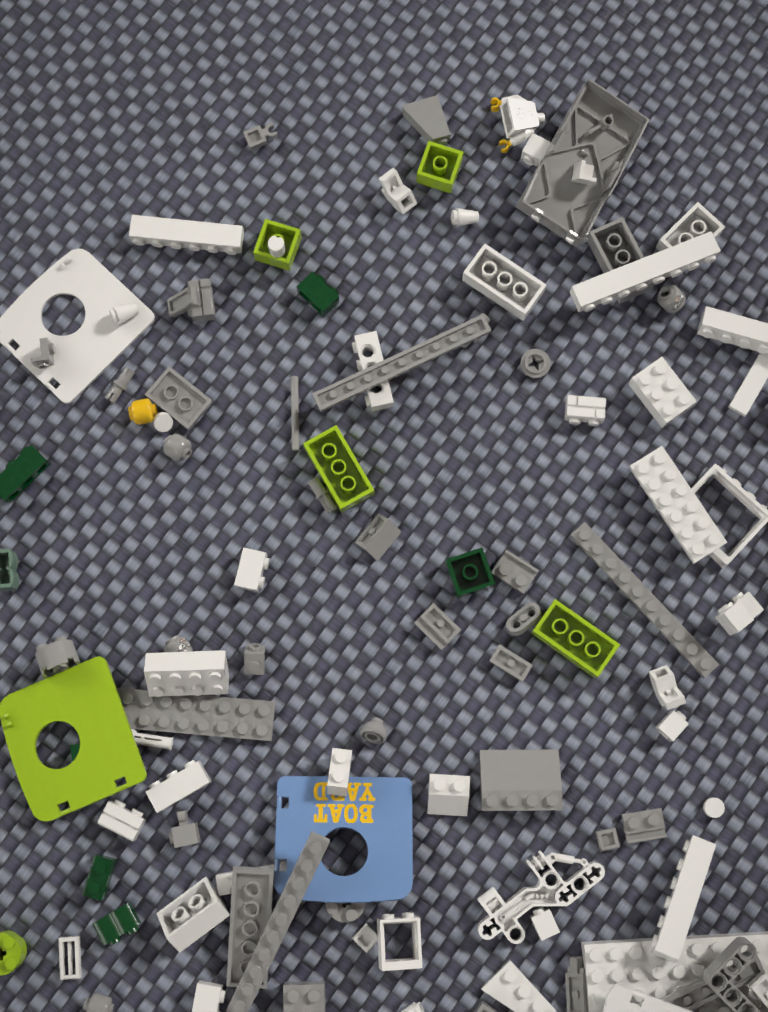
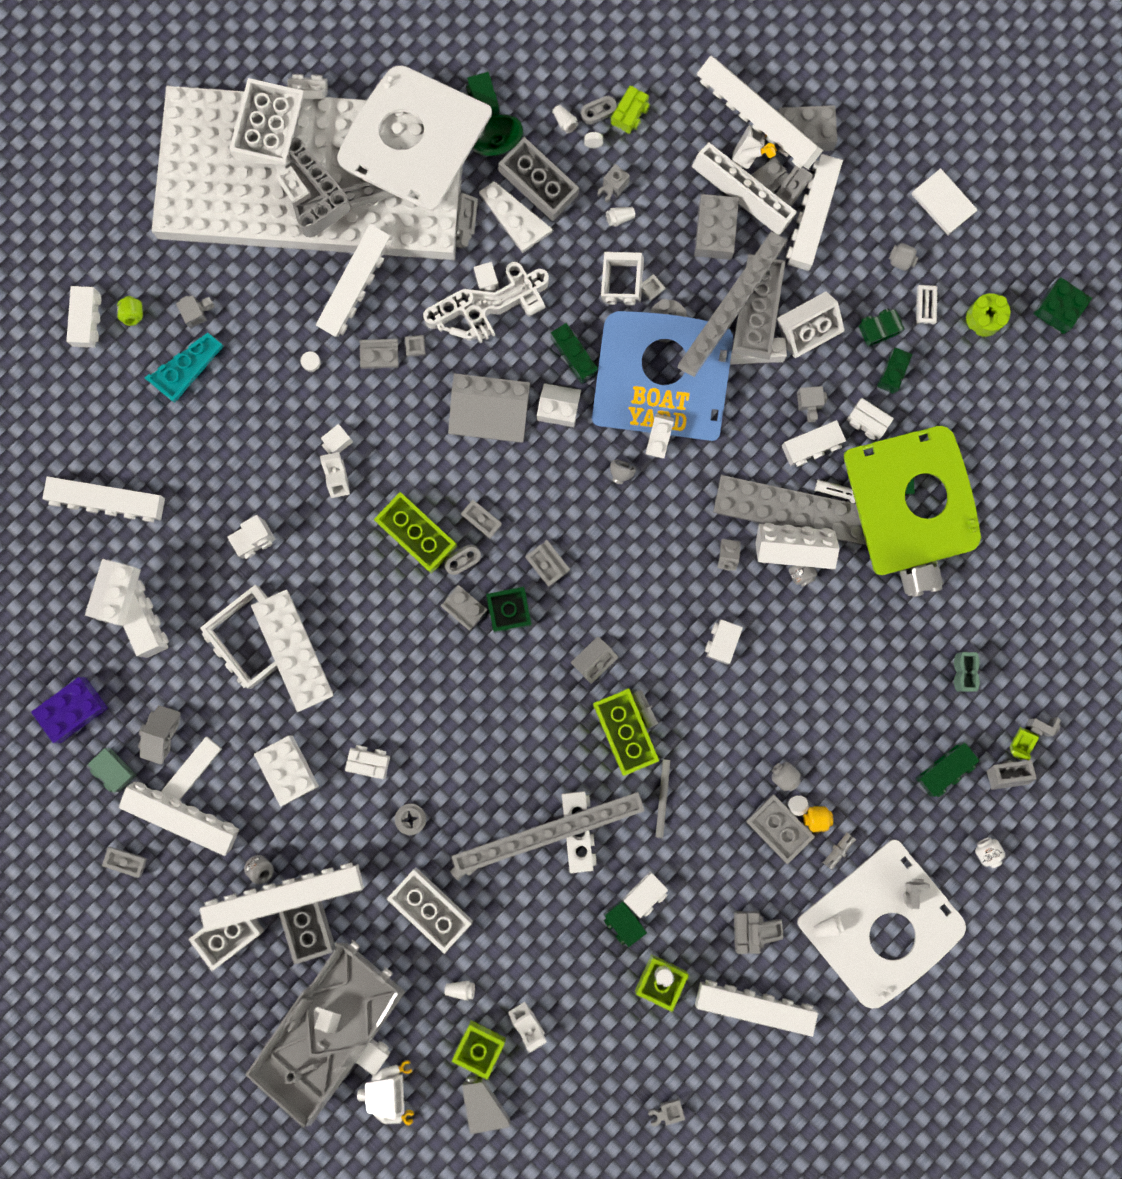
camera: 175 degrees left, 5 degrees up
(301, 321) = (645, 895): none -> white brick
(440, 851) = (574, 353): none -> dark green brick
(644, 600) = (342, 565): light grey plate -> none

